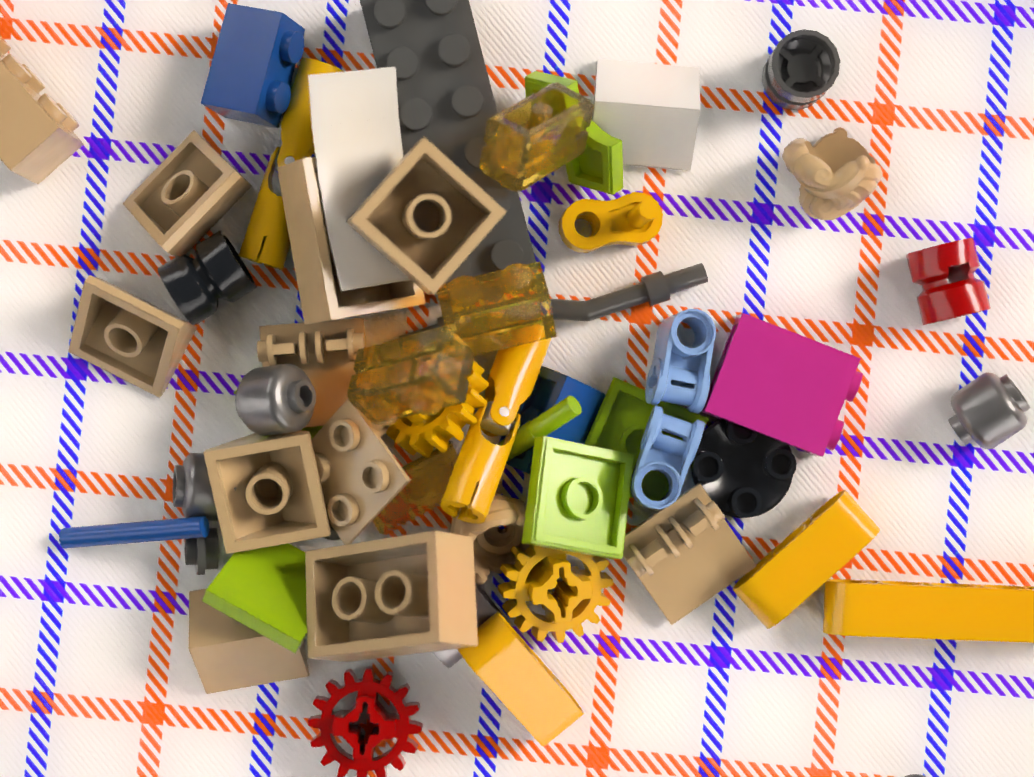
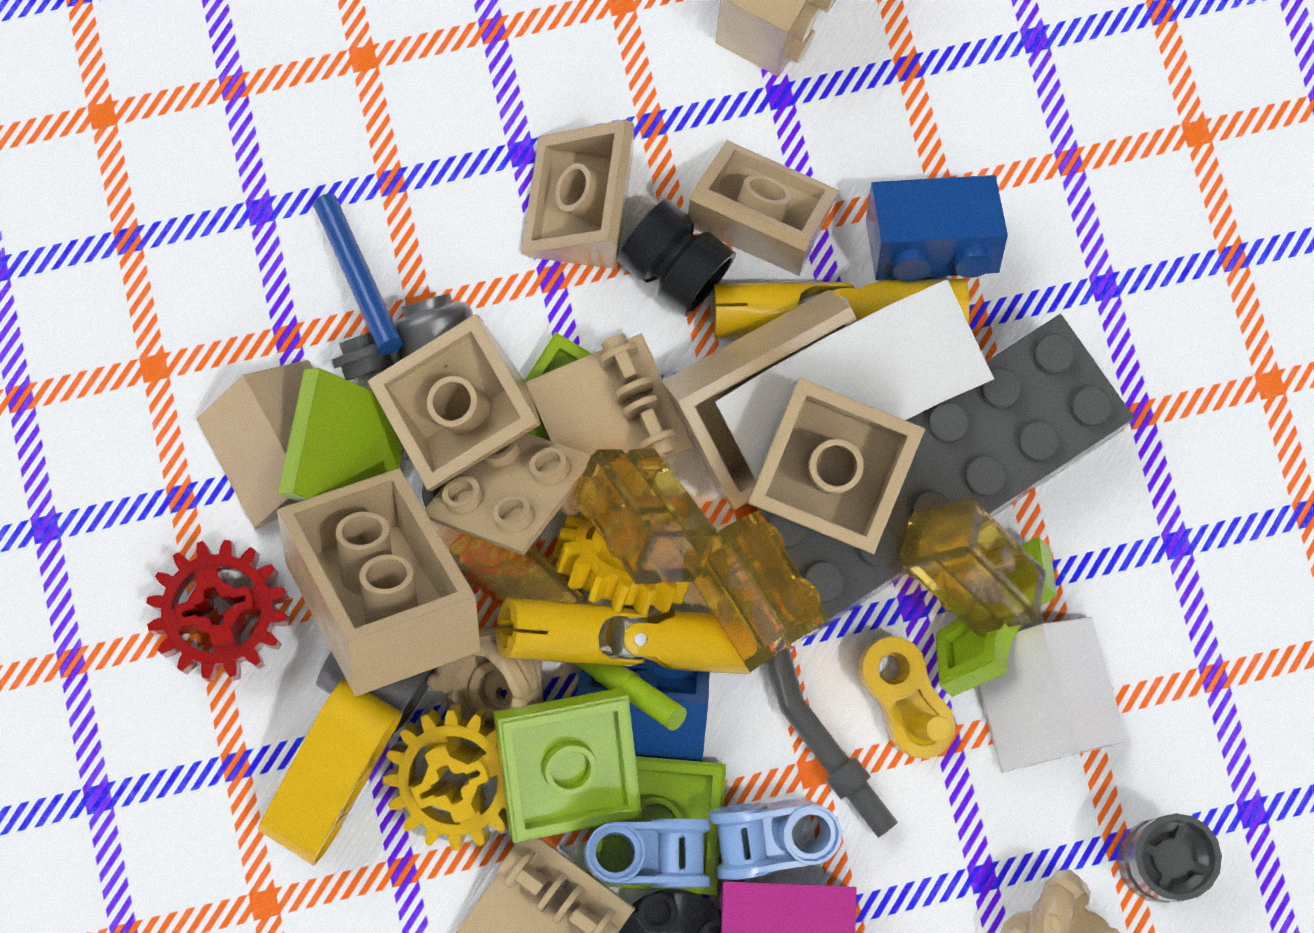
camera: 65 degrees right, 10 degrees down
(275, 399) = (564, 375): flat silver head -> none

